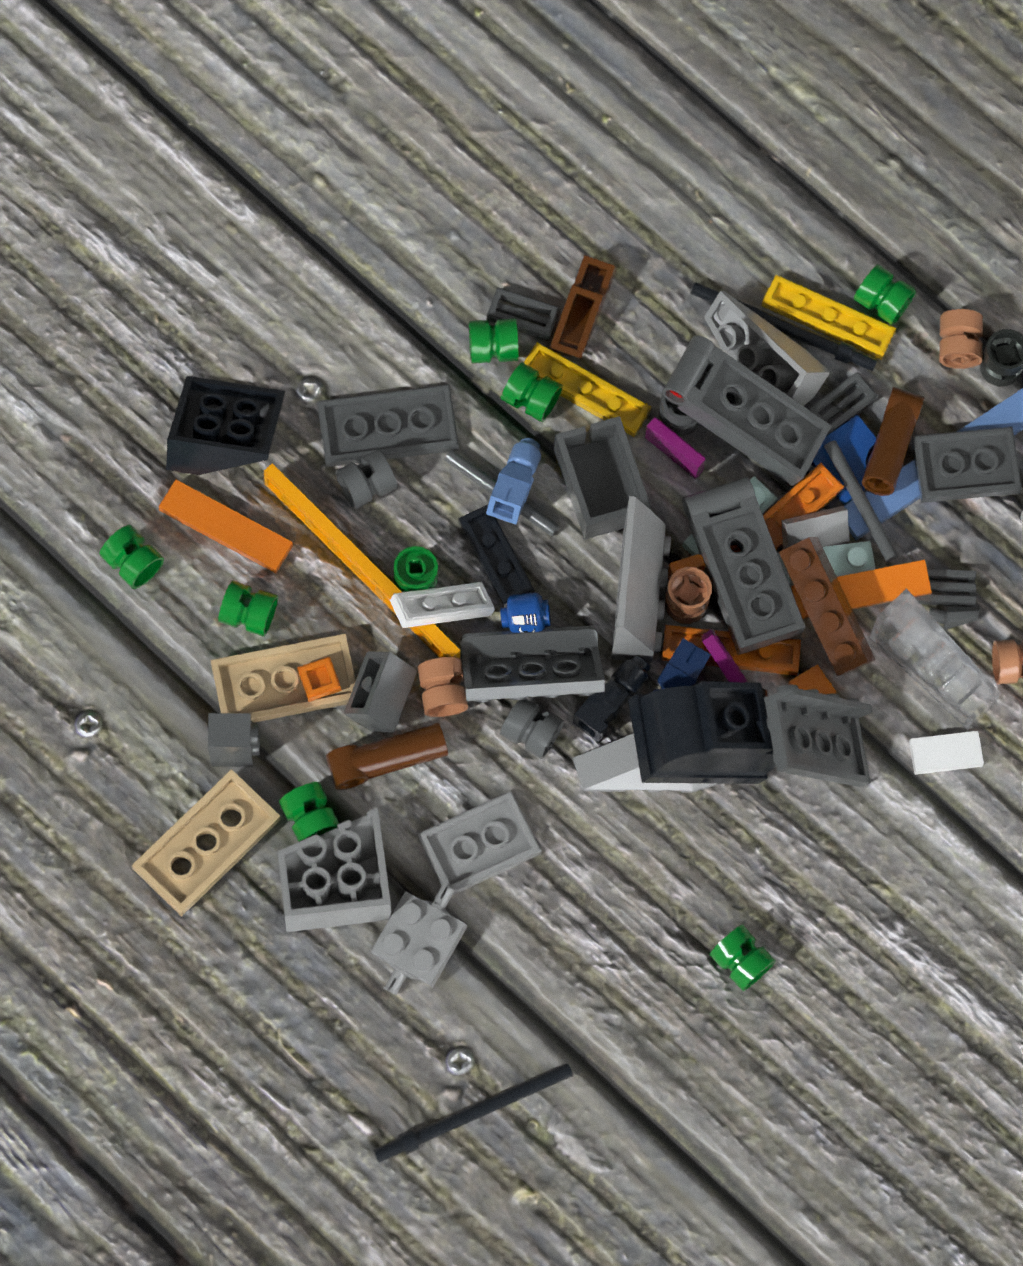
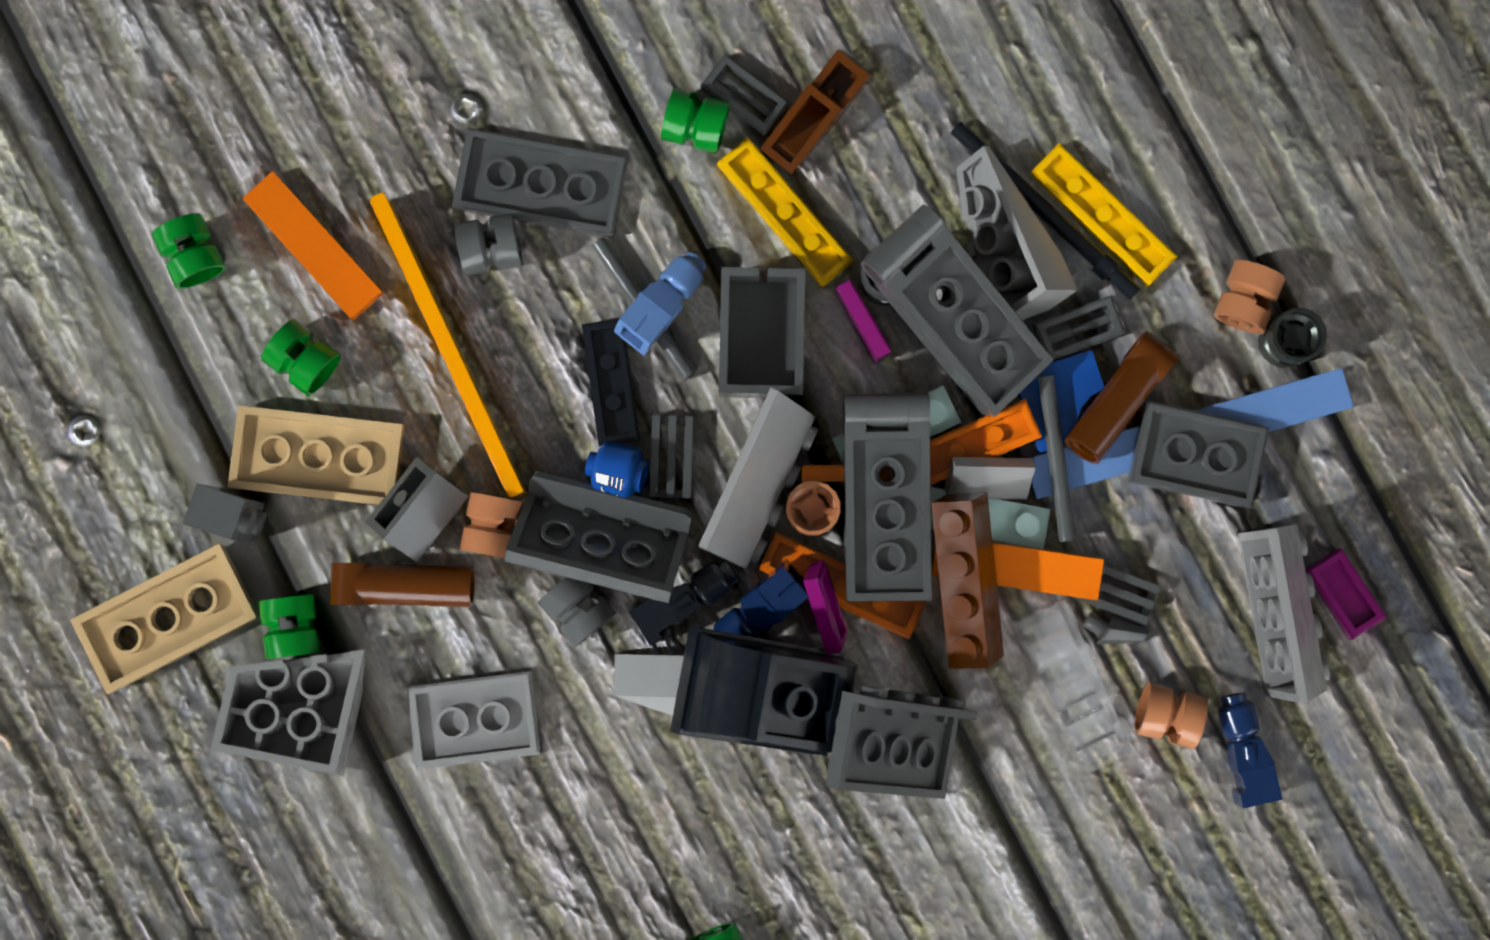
camera: 25 degrees right, 15 degrees up
(222, 426) = (345, 123): black slope -> none
(319, 679) = (352, 470): orange tile -> none
(415, 569) = (505, 380): green wheel -> none
(419, 939) = (365, 812): light grey plate -> none
(442, 604) = (521, 428): white tile -> none
(532, 392) = (718, 199): green wheel -> none
(555, 569) = (672, 422): none -> dark grey tile
(813, 679) = (918, 662): orange tile -> none
(883, 293) = (1178, 212): green wheel -> none
(946, 752) = (1045, 791): white tile -> none

